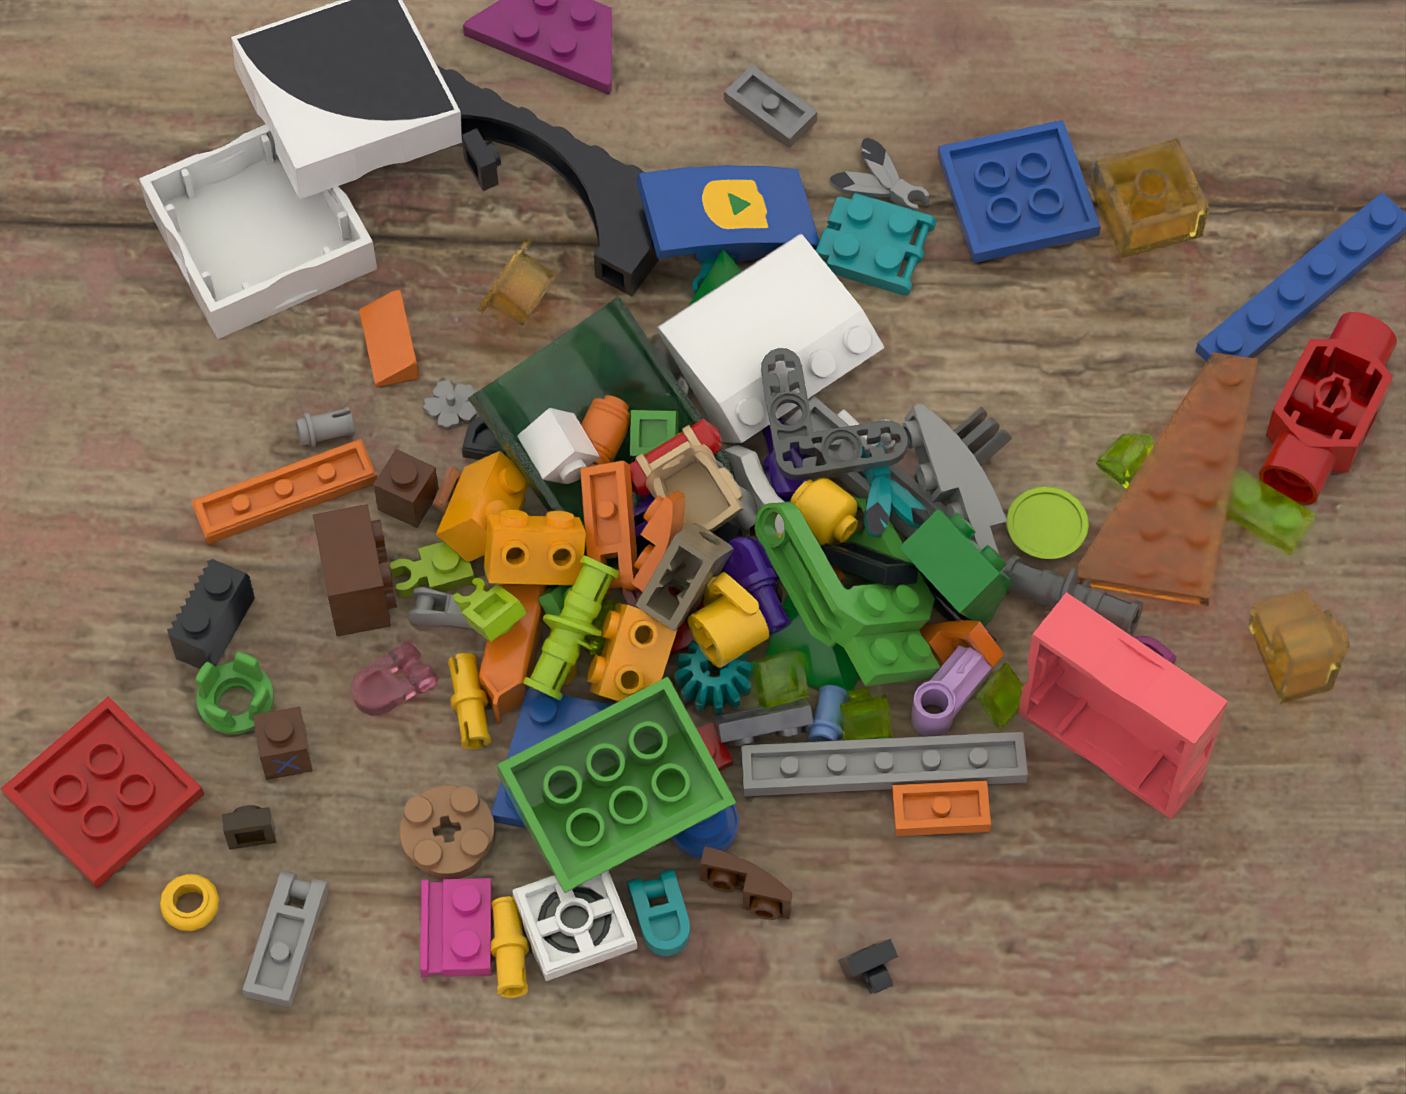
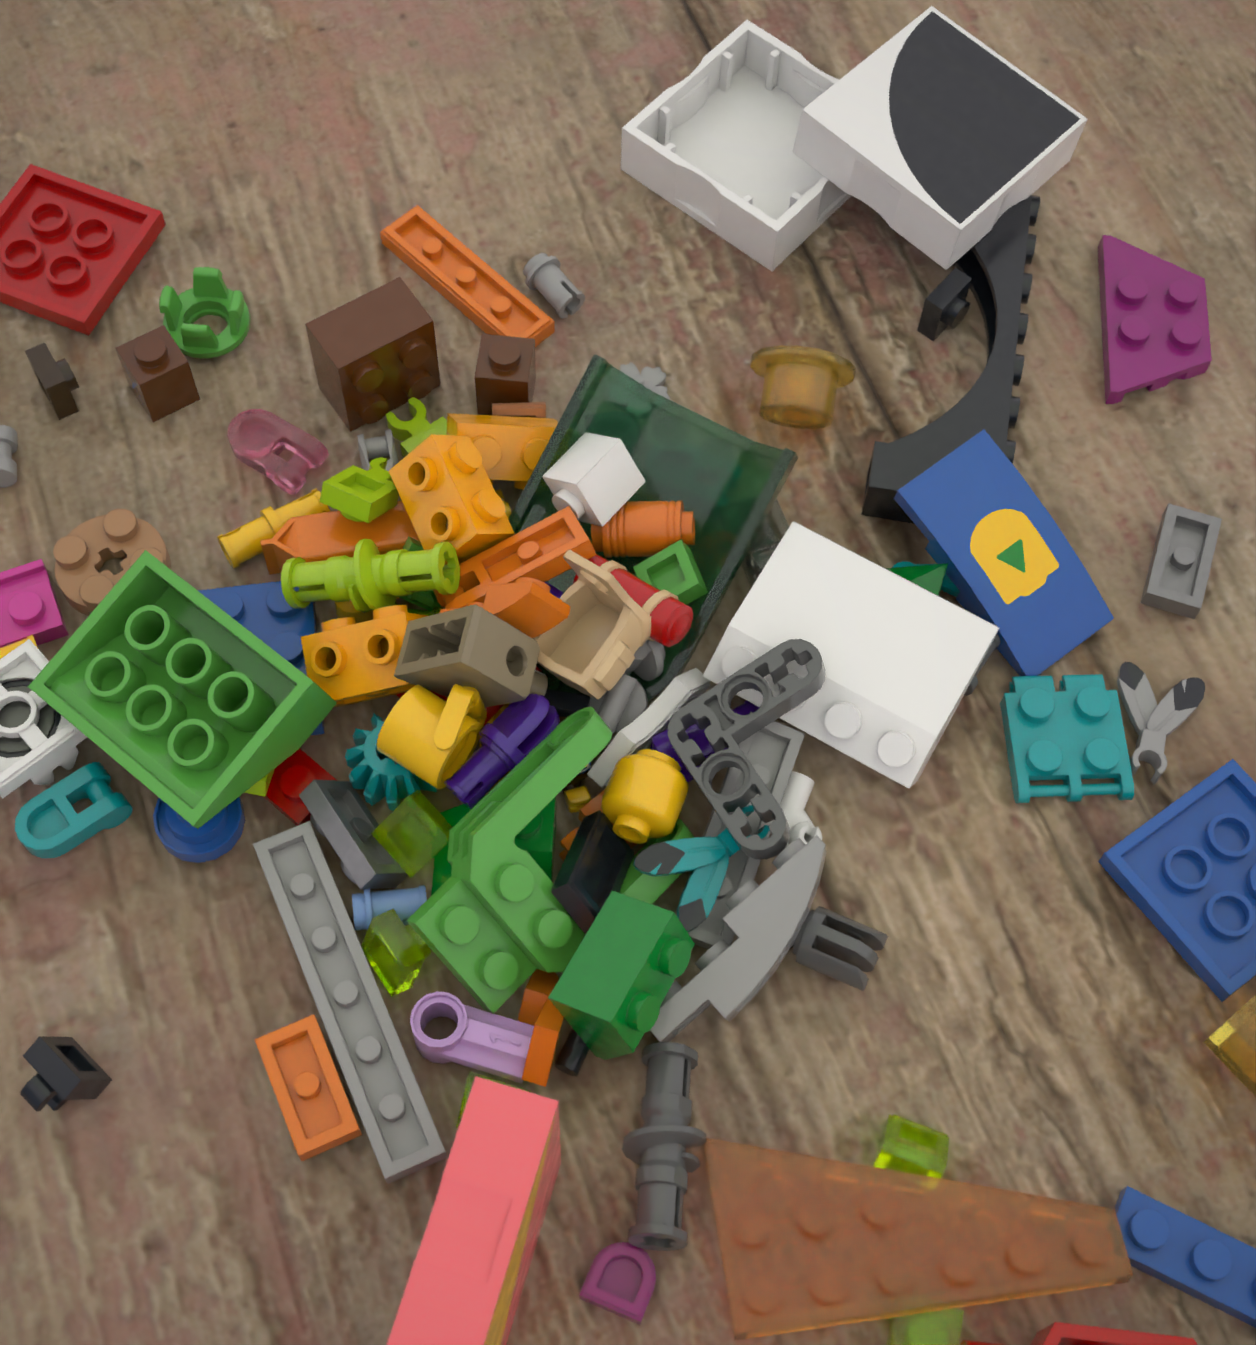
camera: 65 degrees right, 0 degrees up
(211, 614) = (283, 261): black brick -> none
(389, 340) = (687, 308): orange slope -> none
(761, 891) = (129, 903): reddish brown slope -> none
(1047, 522) = (765, 1079): lime piece -> none

